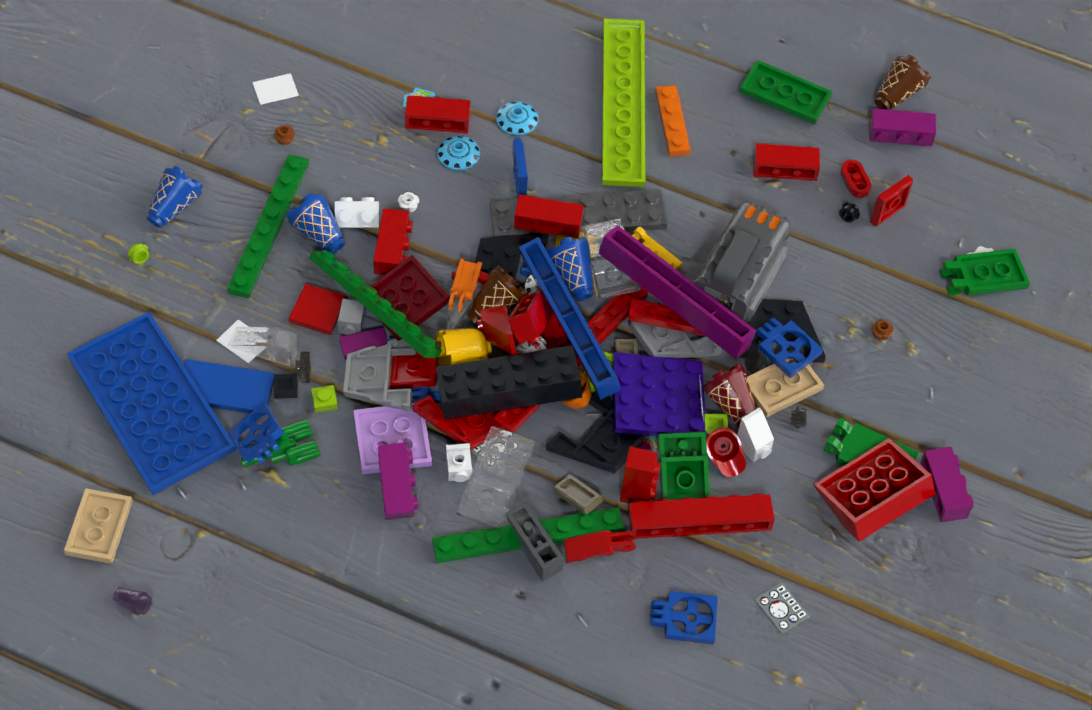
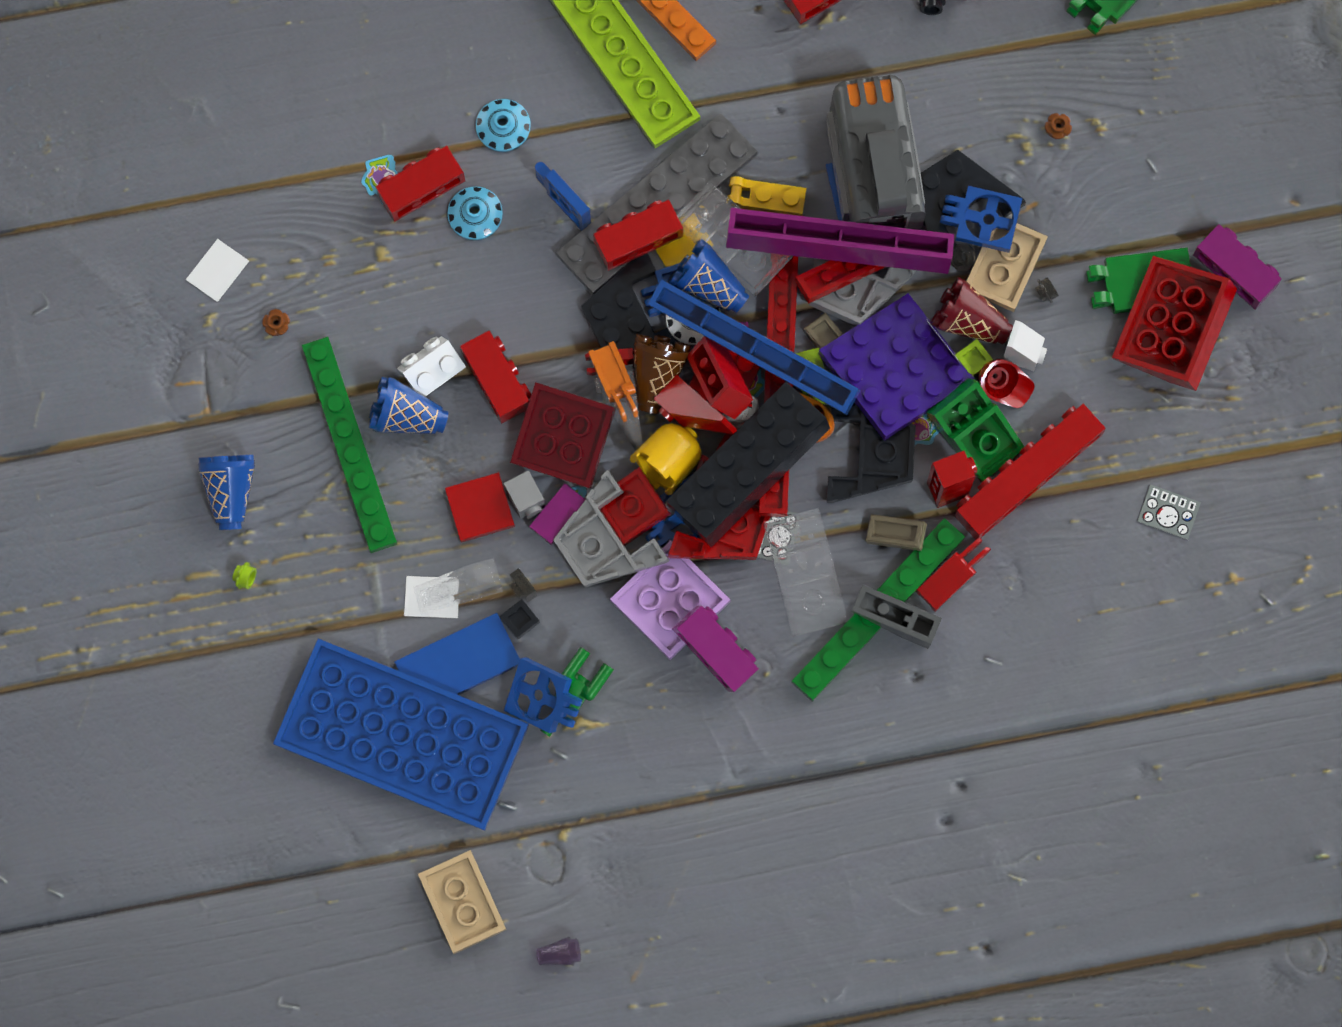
camera: 30 degrees left, 20 degrees up
(324, 398) = (567, 604): lime plate -> none
(378, 306) = (542, 466): green plate -> none
(408, 205) = (476, 318): white plate -> none
(458, 462) = (745, 577): white brick -> none
(664, 615) = (1070, 599): blue piece -> none

